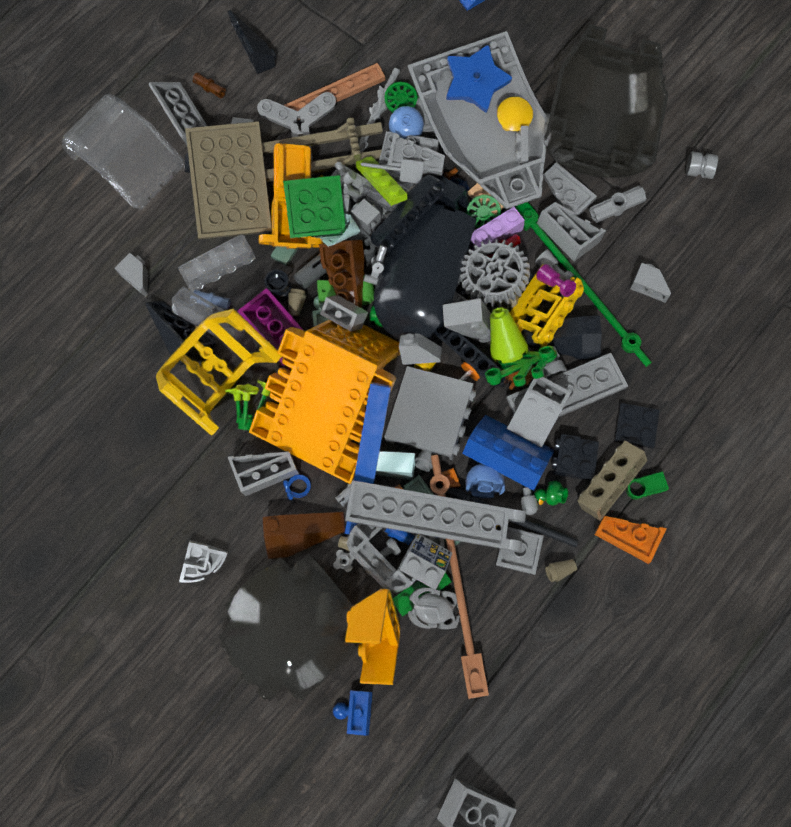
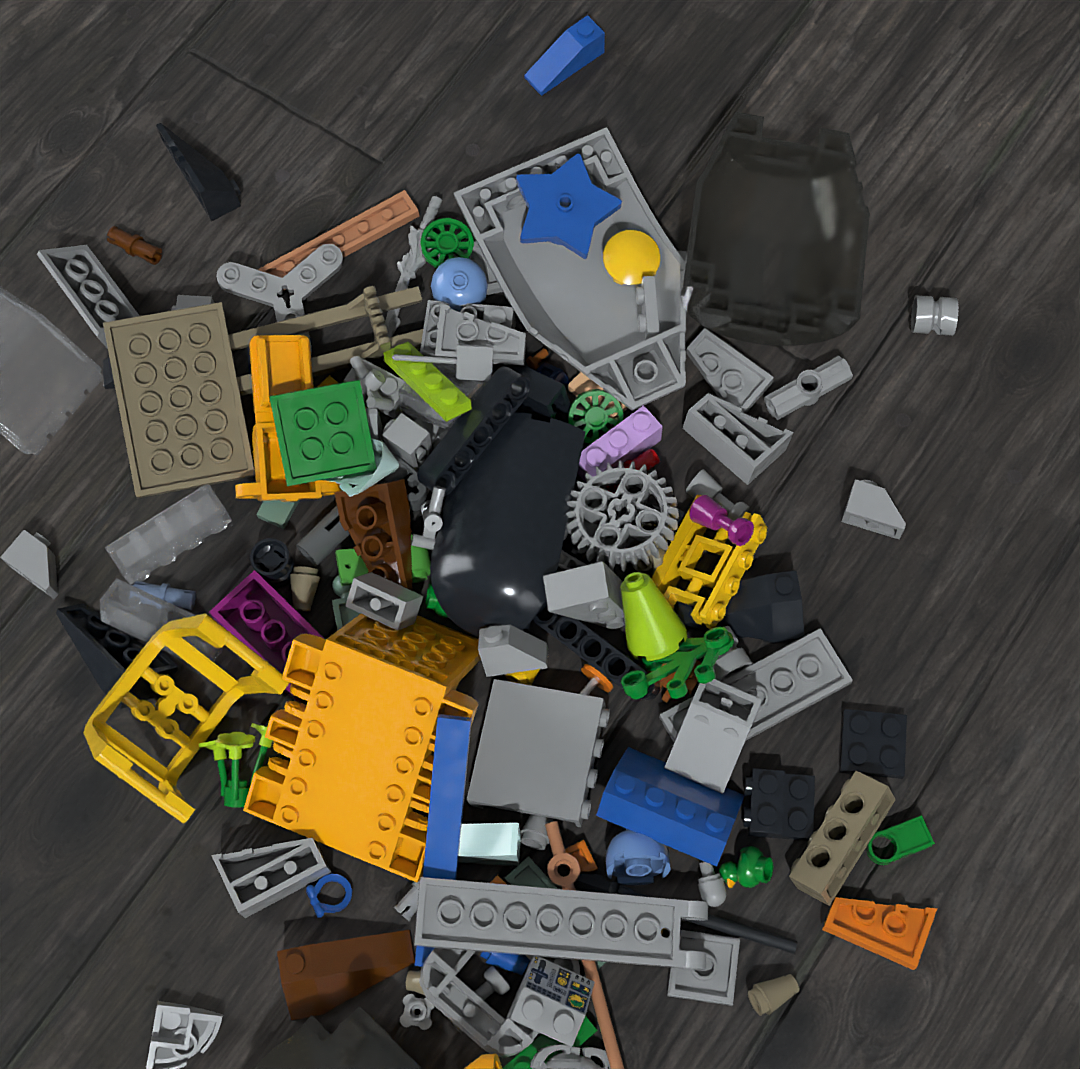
camera: 10 degrees left, 5 degrees down
(531, 219) = (672, 421): green bar -> none

